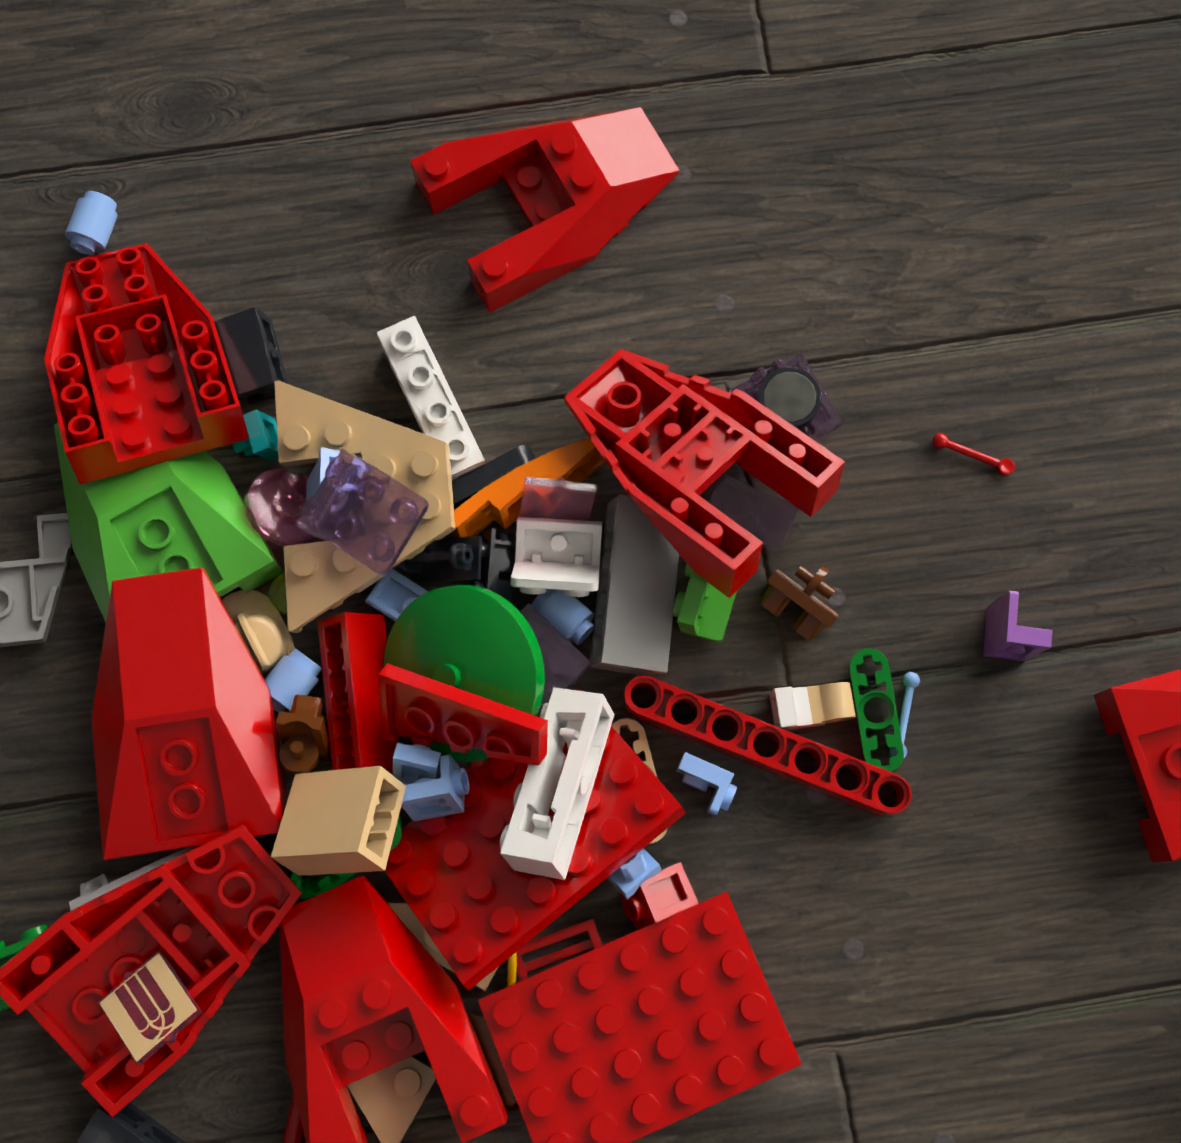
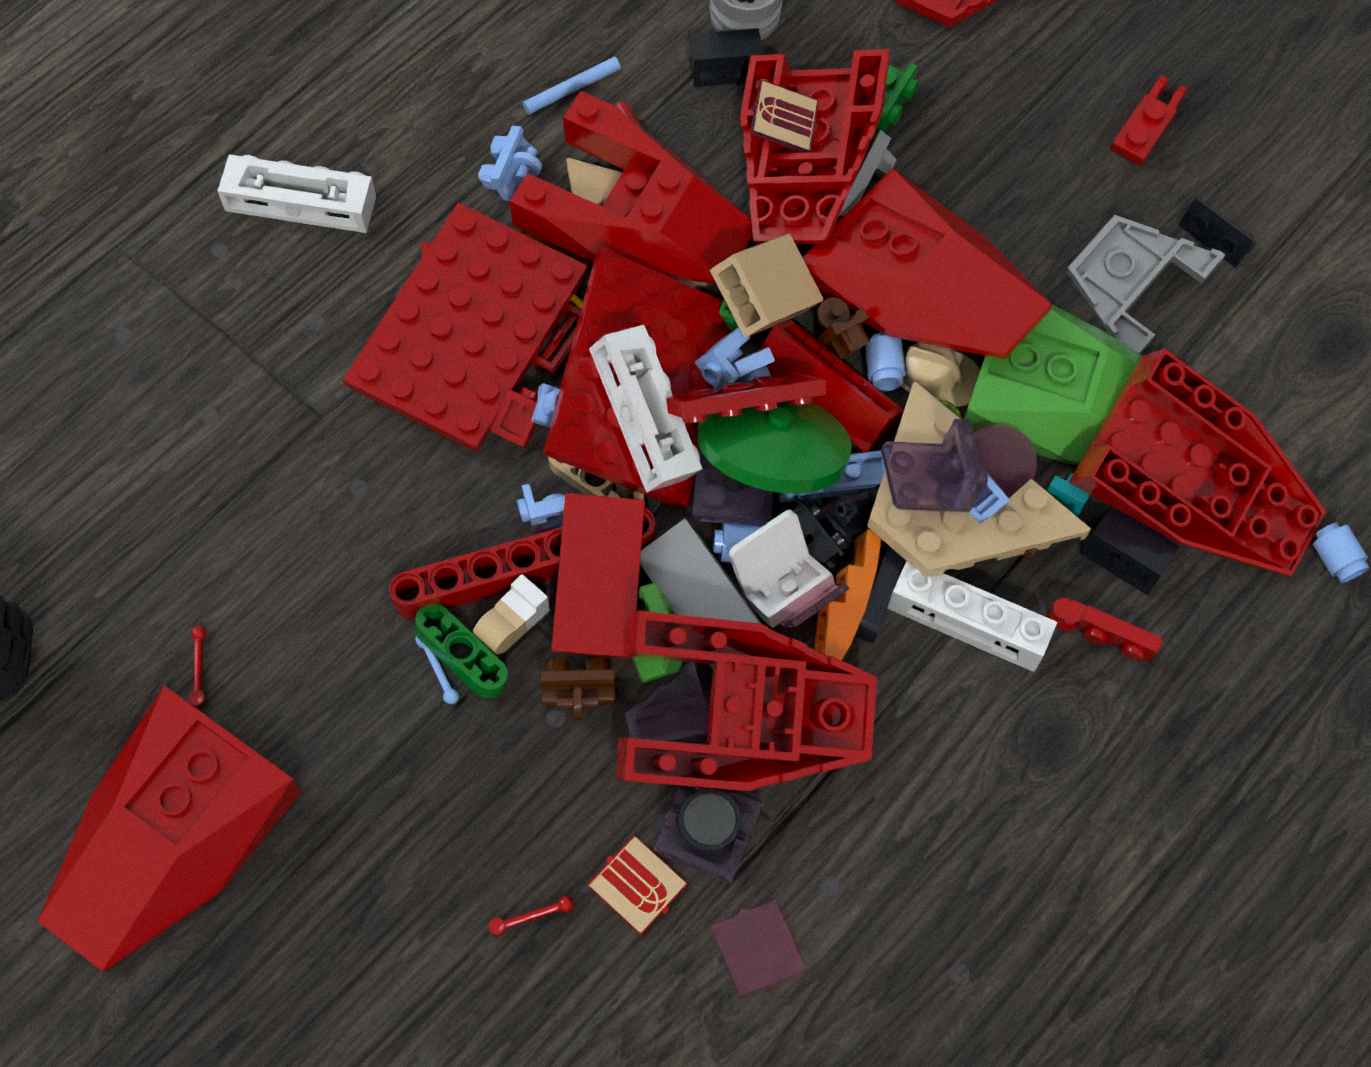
camera: 140 degrees right, 10 degrees down
(339, 314) = (1104, 628): none -> red hinge
(569, 178) = (1036, 891): red wedge -> none
(716, 672) = (597, 575): none -> red tile
(816, 301) = (757, 948): none -> clear pink piece
(872, 414) = (637, 885): none -> piece
(1007, 639) = (393, 766): medium lavender panel -> none
(1130, 852) = (196, 697): none -> red hinge

